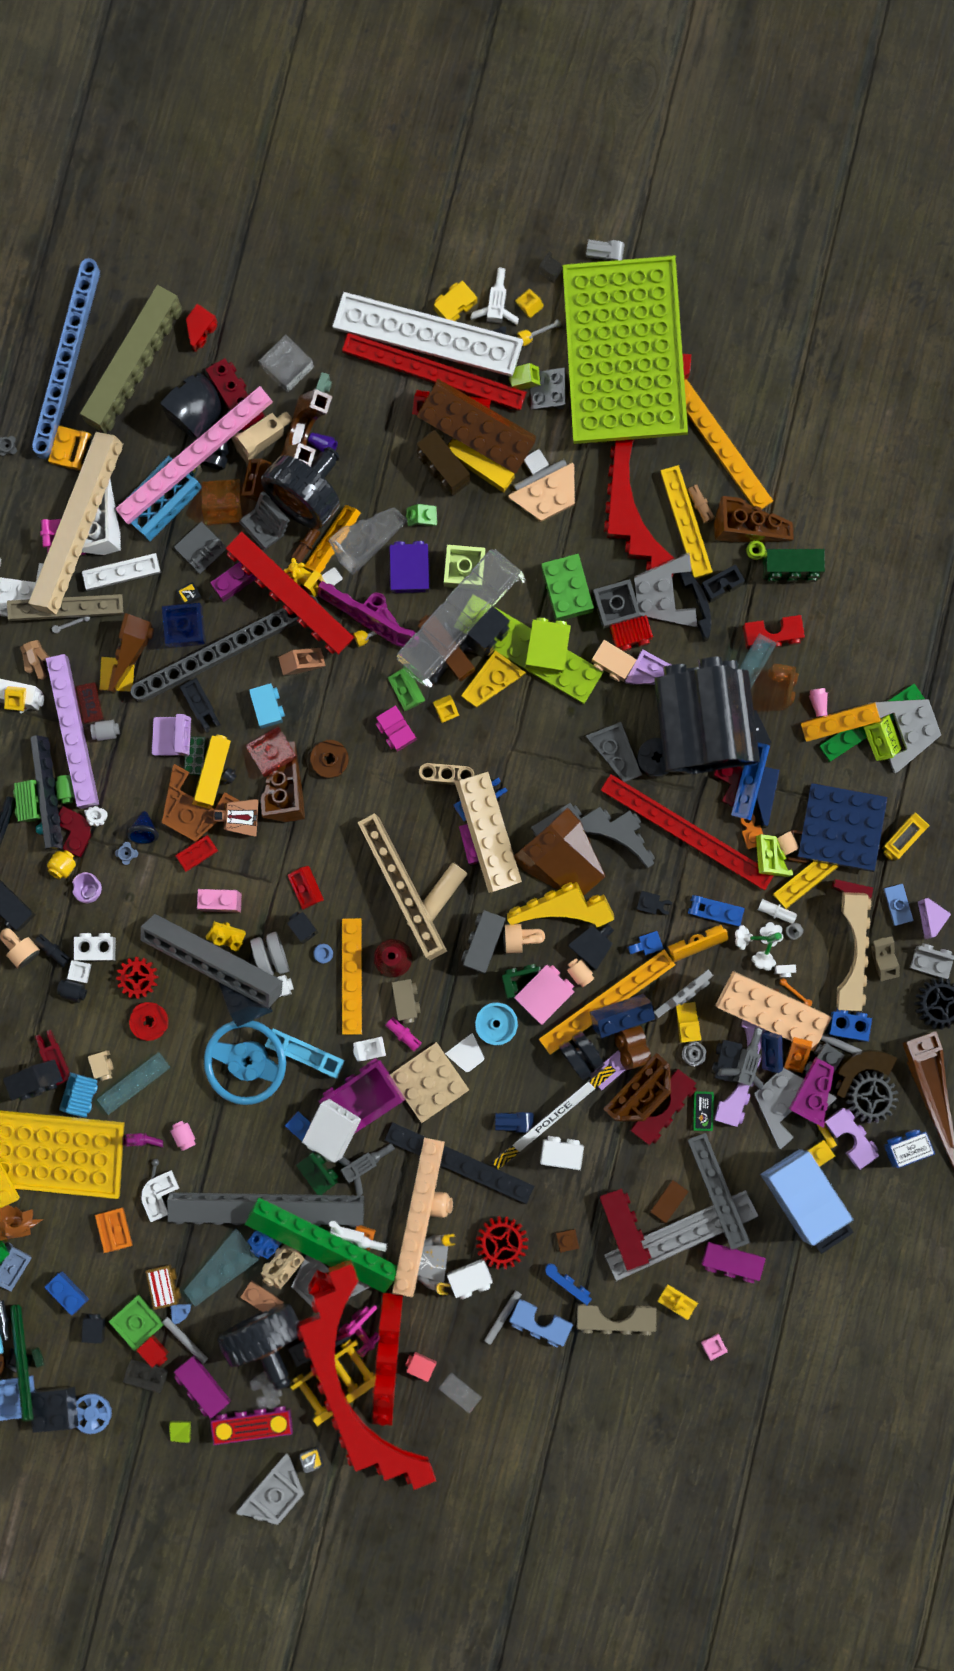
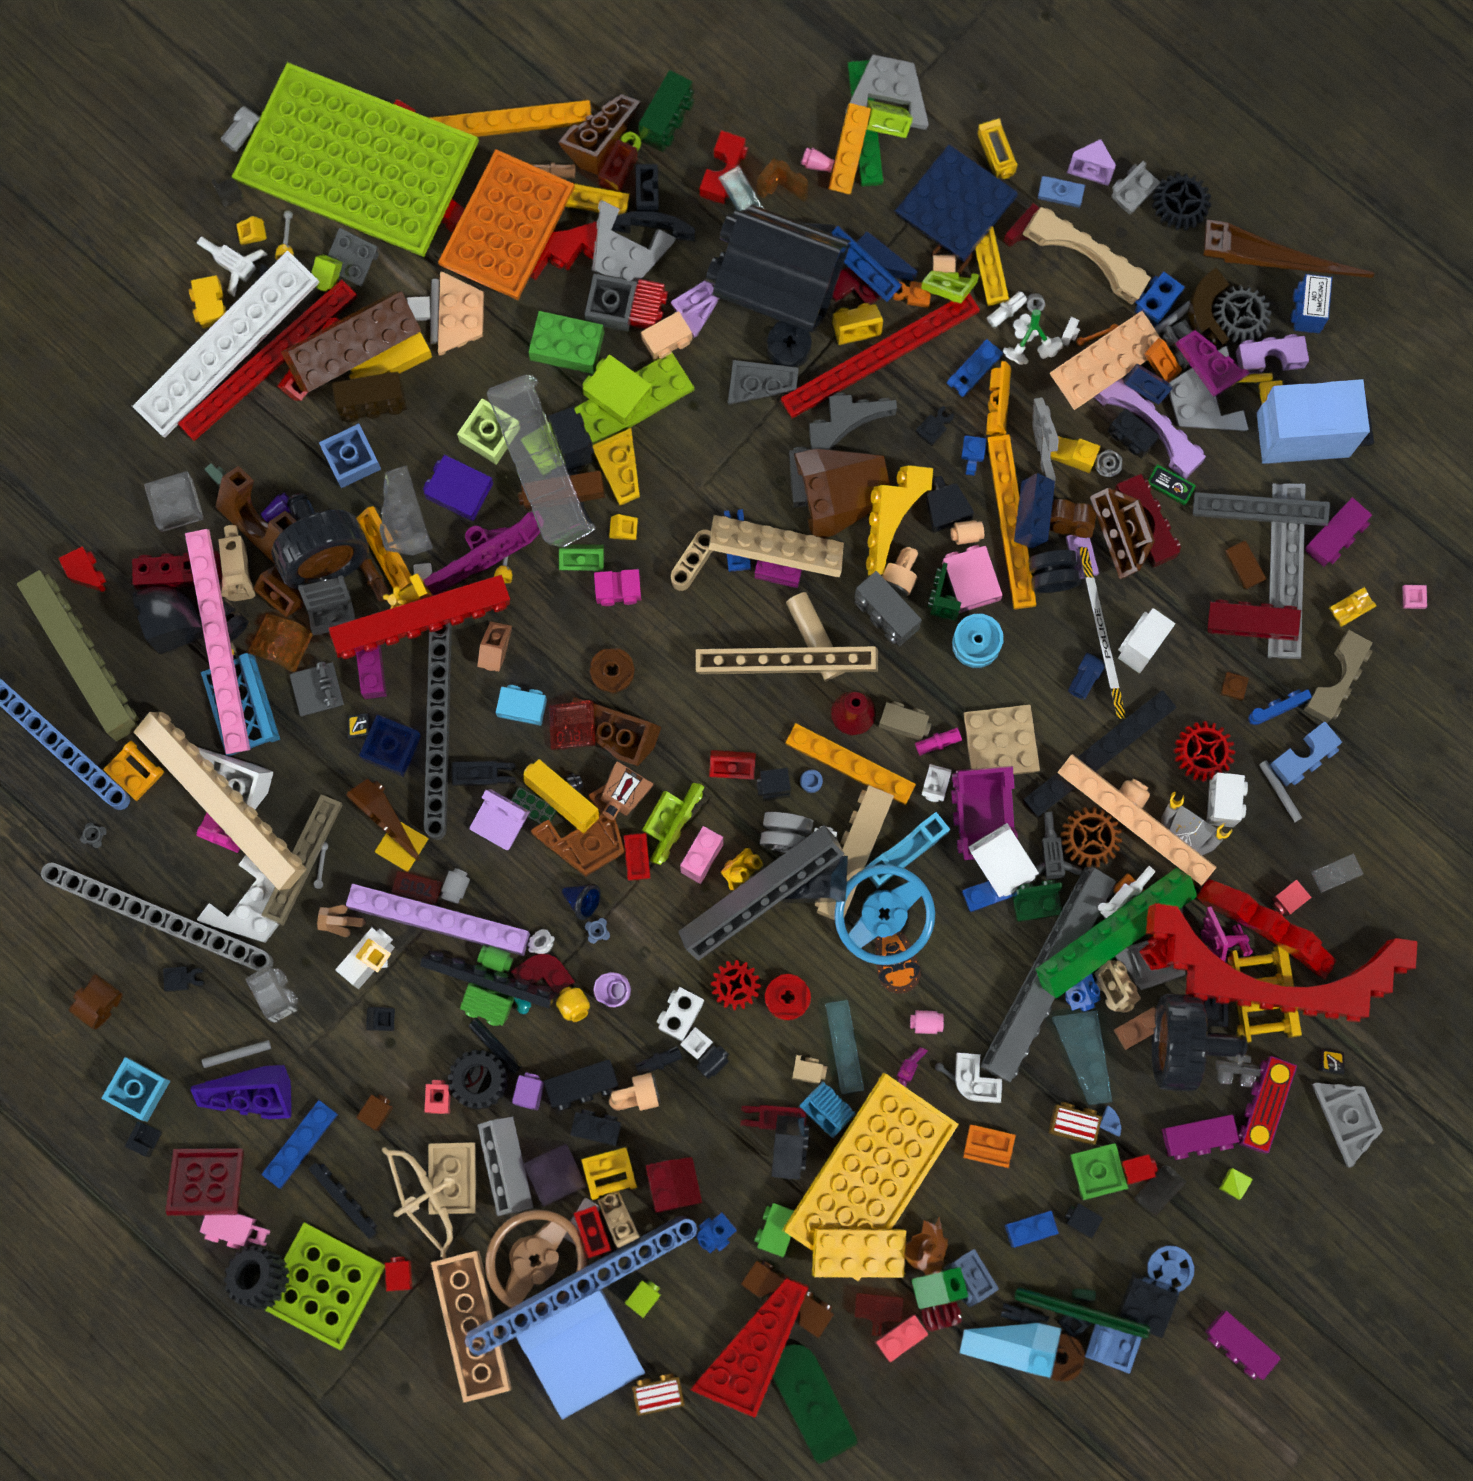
camera: 65 degrees left, 5 degrees down
(60, 1496) = (1242, 1346): none -> magenta brick
(121, 572) = (296, 783): white plate -> none
(185, 1340) = (1141, 1130): light grey piece -> none
(208, 1099) = (901, 976): none -> sticker
(237, 862) = (668, 820): none -> lime bracket
(297, 1014) = (860, 839): none -> tan brick
(372, 1184) = (1098, 844): none -> dark orange gear
(390, 474) = (350, 455): none -> medium blue brick
(421, 515) = (409, 448): bright green bracket -> none
(466, 1053) = (990, 689): white sticker -> none
(633, 492) = (506, 224): none -> orange plate
(702, 801) = (857, 323): none -> yellow slope
(728, 551) = (618, 166): none -> clear red brick
(747, 1064) = (1148, 412): dark grey piece -> none
(885, 959) = (1110, 231): dark tan brick -> none

